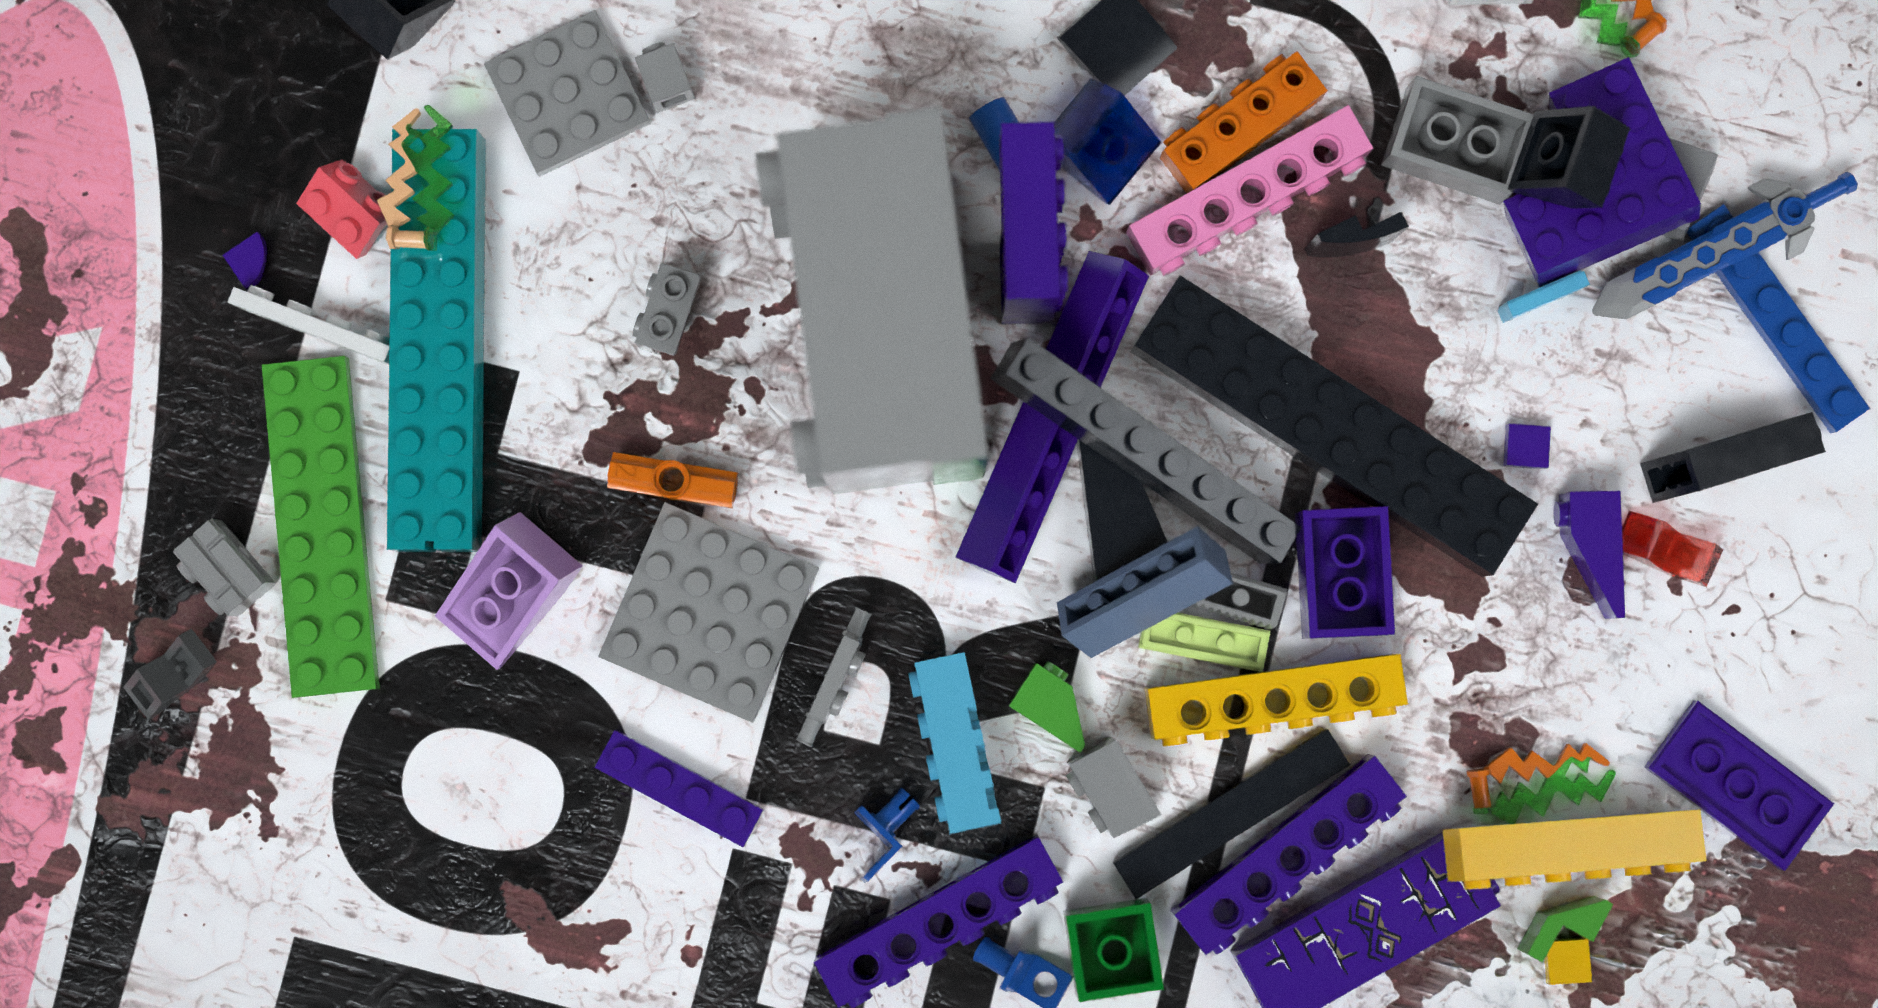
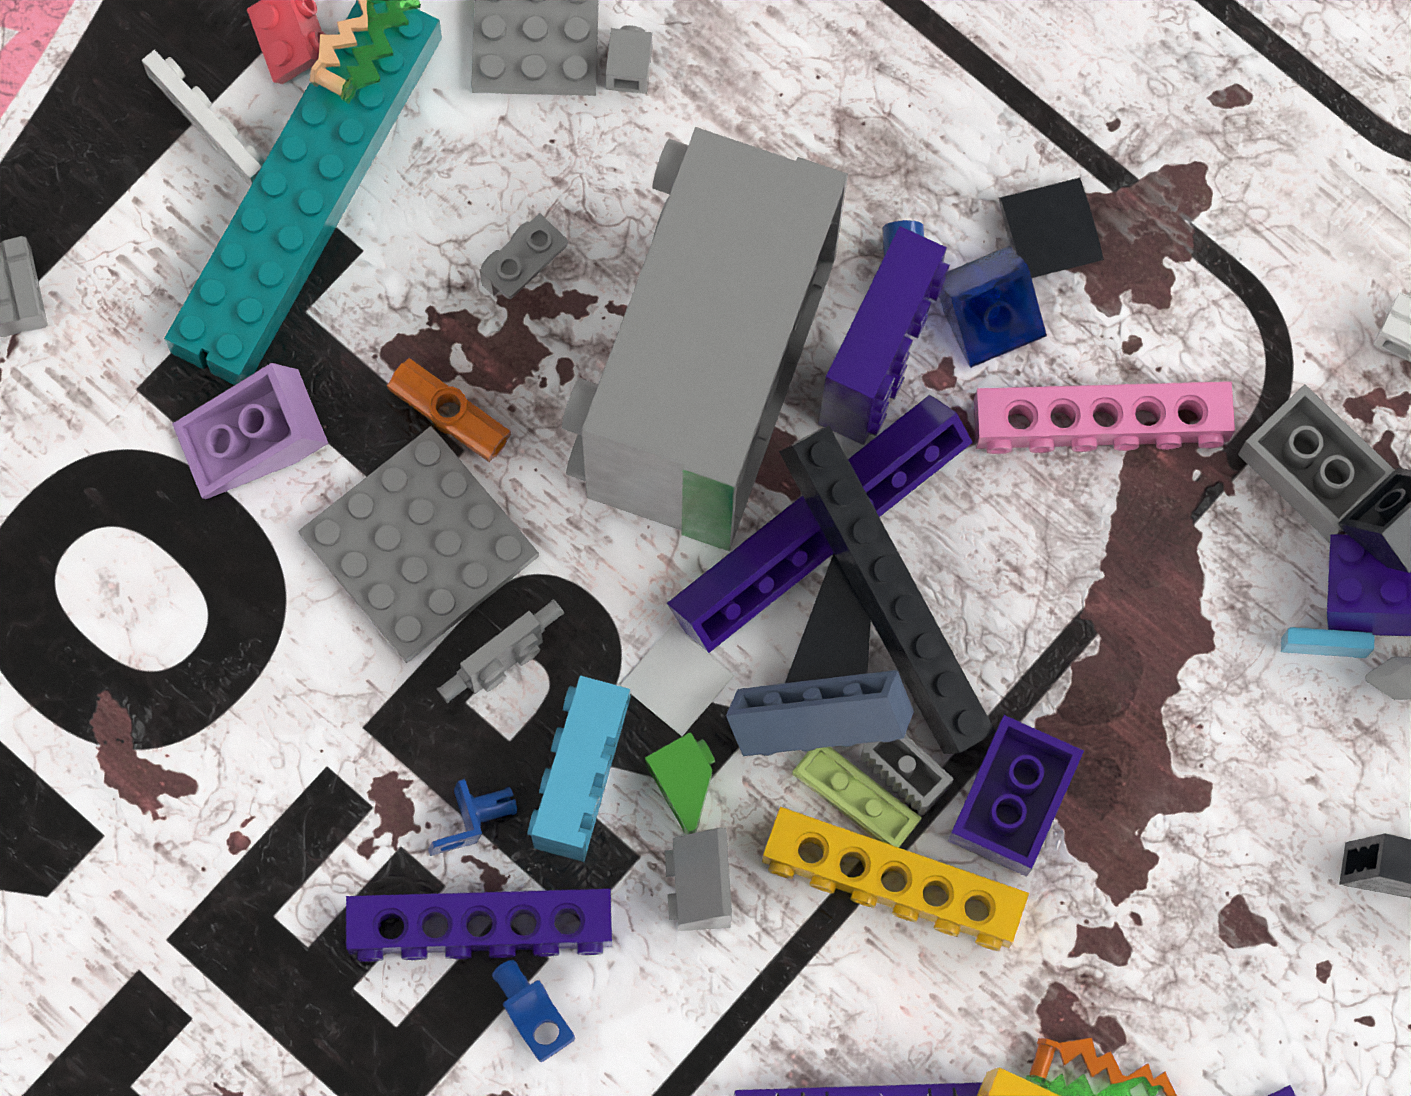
camera: 25 degrees right, 10 degrees down
(248, 260) = (178, 36): dark purple tile -> none
(320, 527) = (113, 297): bright green plate -> none
(679, 788) = (308, 686): dark purple plate -> none
(996, 616) = (677, 680): none -> white sticker
(1113, 950) = (624, 1027): green brick -> none
(1231, 813) = (799, 966): black tile -> none
(1242, 123) = (1130, 352): orange brick -> none
(1334, 427) = (1073, 662): black brick -> none
(1350, 239) = (1166, 499): black slope -> none
(1382, 803) = (939, 994): dark purple brick -> none
(1527, 446) = (1246, 772): dark purple tile -> none
(1593, 536) = (1264, 883): dark purple slope -> none
(1669, 551) = (1329, 931): clear red slope -> none

